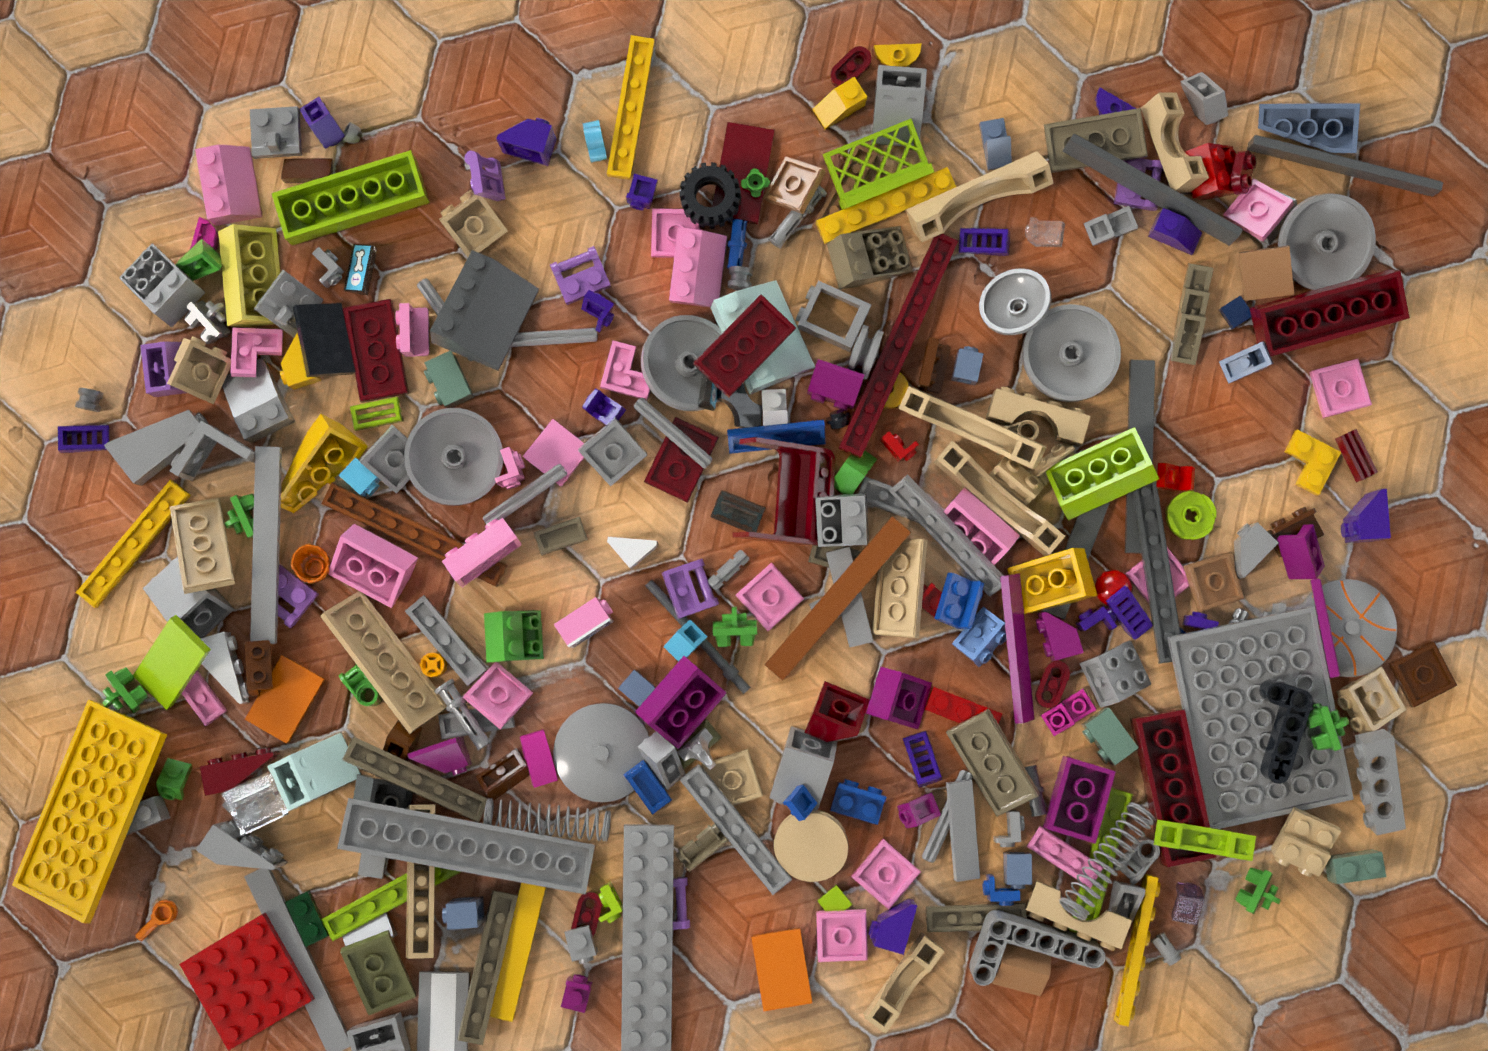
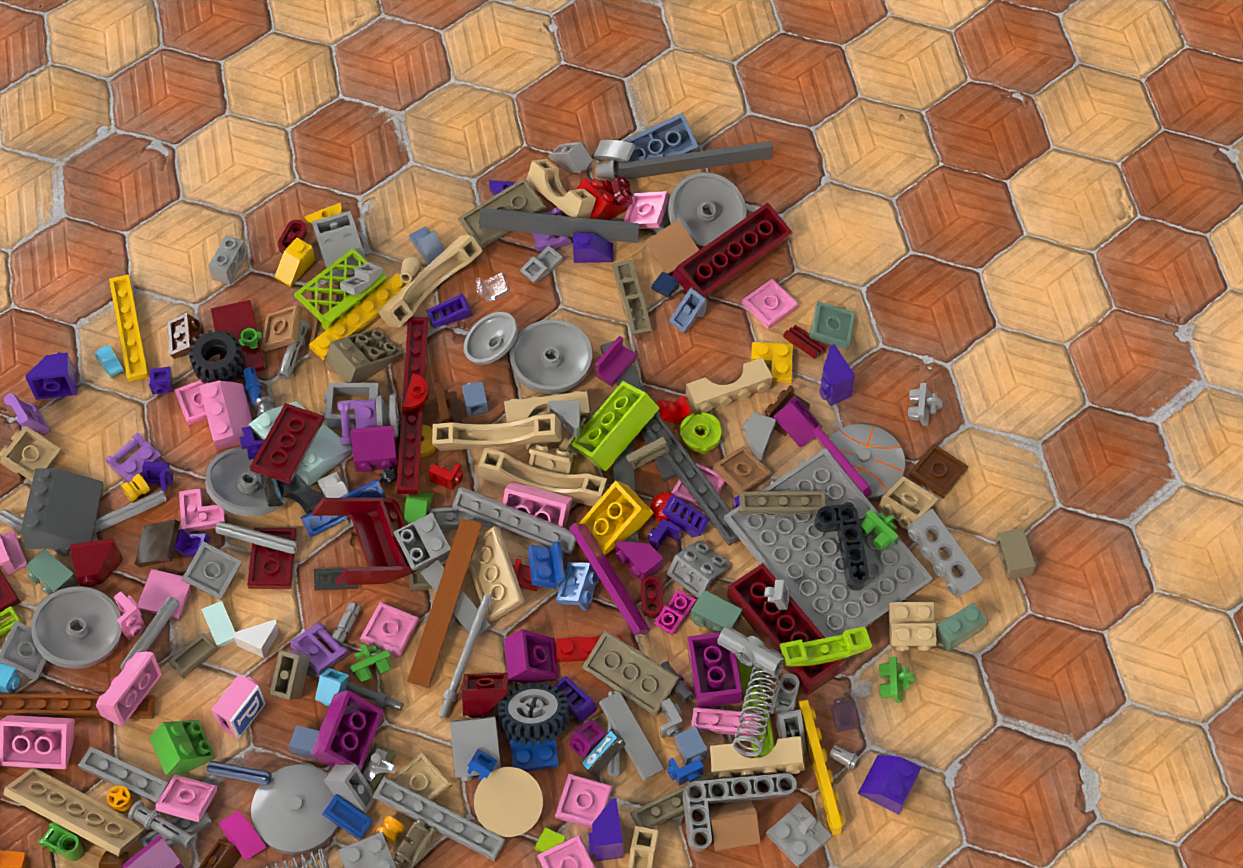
camera: 25 degrees left, 25 degrees down
(496, 389) = (95, 561): none -> dark red slope
(559, 690) = (239, 772): none -> axle
(564, 317) = (133, 492): none -> yellow wheel
(569, 393) = (157, 543): none -> dark brown tile
(599, 513) = (219, 624): none -> light aqua tile
(648, 611) = (290, 674): none -> dark tan brick
(684, 819) = (391, 829): none -> light orange wheel
(686, 145) = (181, 334): none -> reddish brown bracket
(704, 318) = (247, 442): none -> dark purple bracket
(768, 67) = (227, 260): none -> light grey brick
(801, 699) = (450, 694): none -> light grey bar
(839, 346) = (364, 414): none -> medium lavender plate
(865, 751) = (533, 713): none -> black wheel
(907, 165) = (364, 277): none -> light grey slope
(907, 337) = (416, 394): none -> red plate
(926, 835) = (603, 753): none -> slope
(964, 168) = (410, 268): none -> tan cone
(1057, 441) = (569, 413): none -> light grey slope
(1082, 1006) = (798, 835): none -> light grey hinge
(1122, 523) = (648, 453): none -> dark tan tile
(1125, 810) = (750, 651): none -> light grey piece
(1137, 393) = (614, 362): none -> magenta panel
(1184, 759) = (778, 594): none -> light grey tile
(1199, 996) = (890, 782): none -> dark purple slope
(1238, 133) = (607, 170): none -> light grey piece
(1238, 651) = (781, 502): none -> dark tan tile
(1258, 113) = (614, 150): none -> light grey slope
(1278, 476) = (707, 395): none -> tan arch
(1396, 448) = (832, 325): none -> sand green tile
(1450, 580) = (927, 404): none -> light grey hips
(1455, 810) = (1015, 554): none -> dark tan brick

